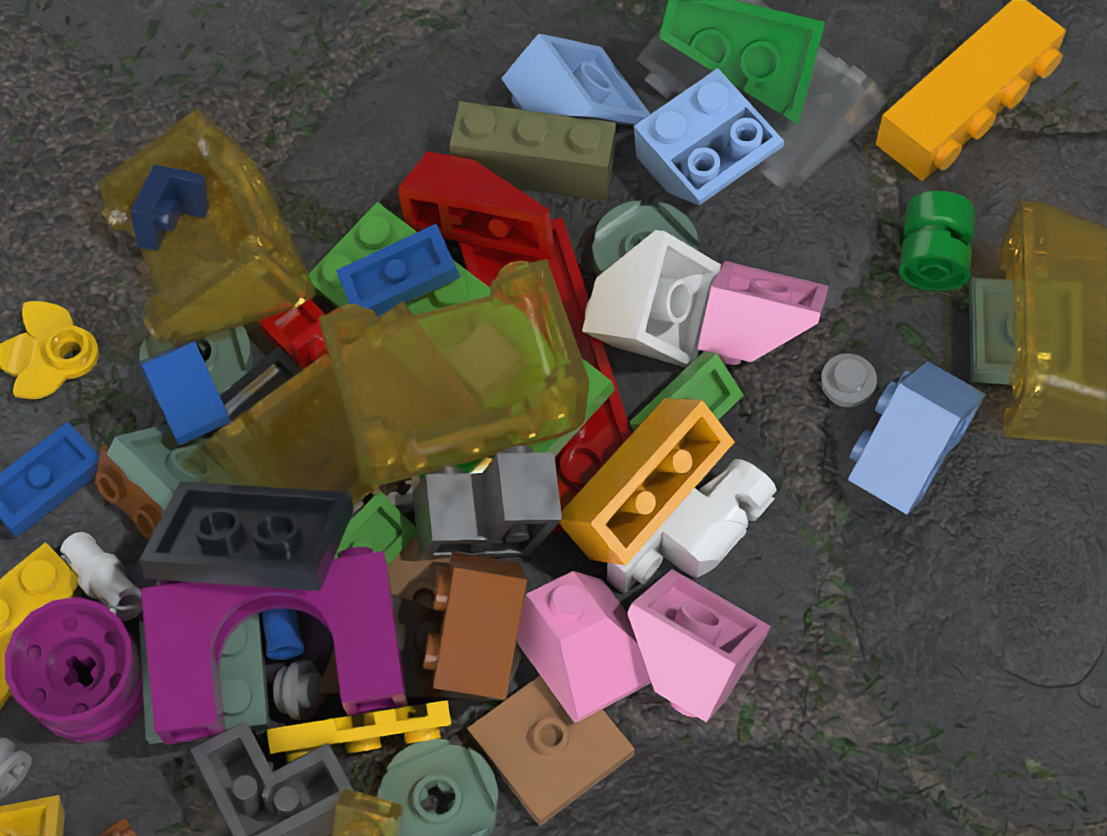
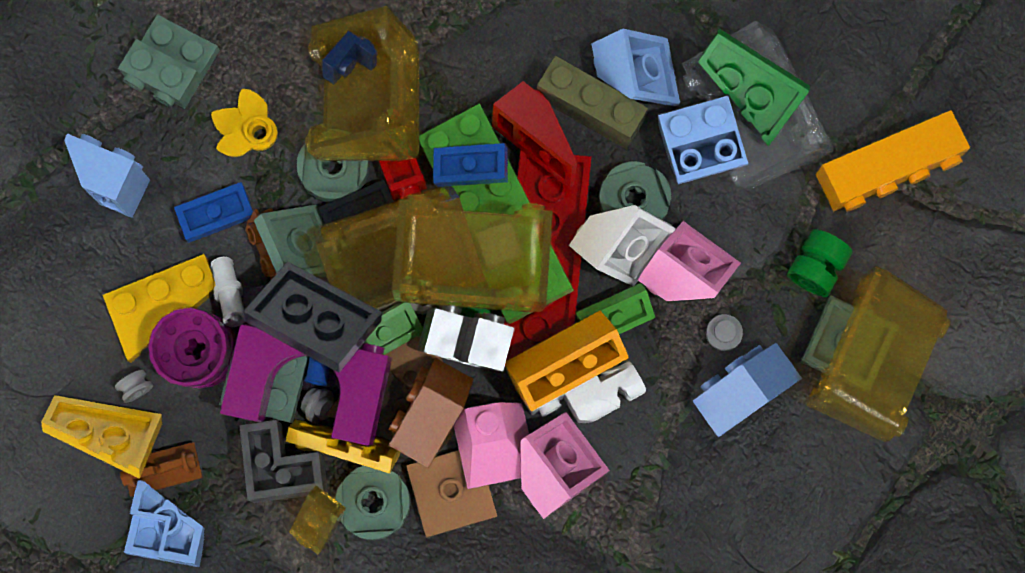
camera: 20 degrees right, 15 degrees up
(184, 391) = (313, 192): blue slope -> none

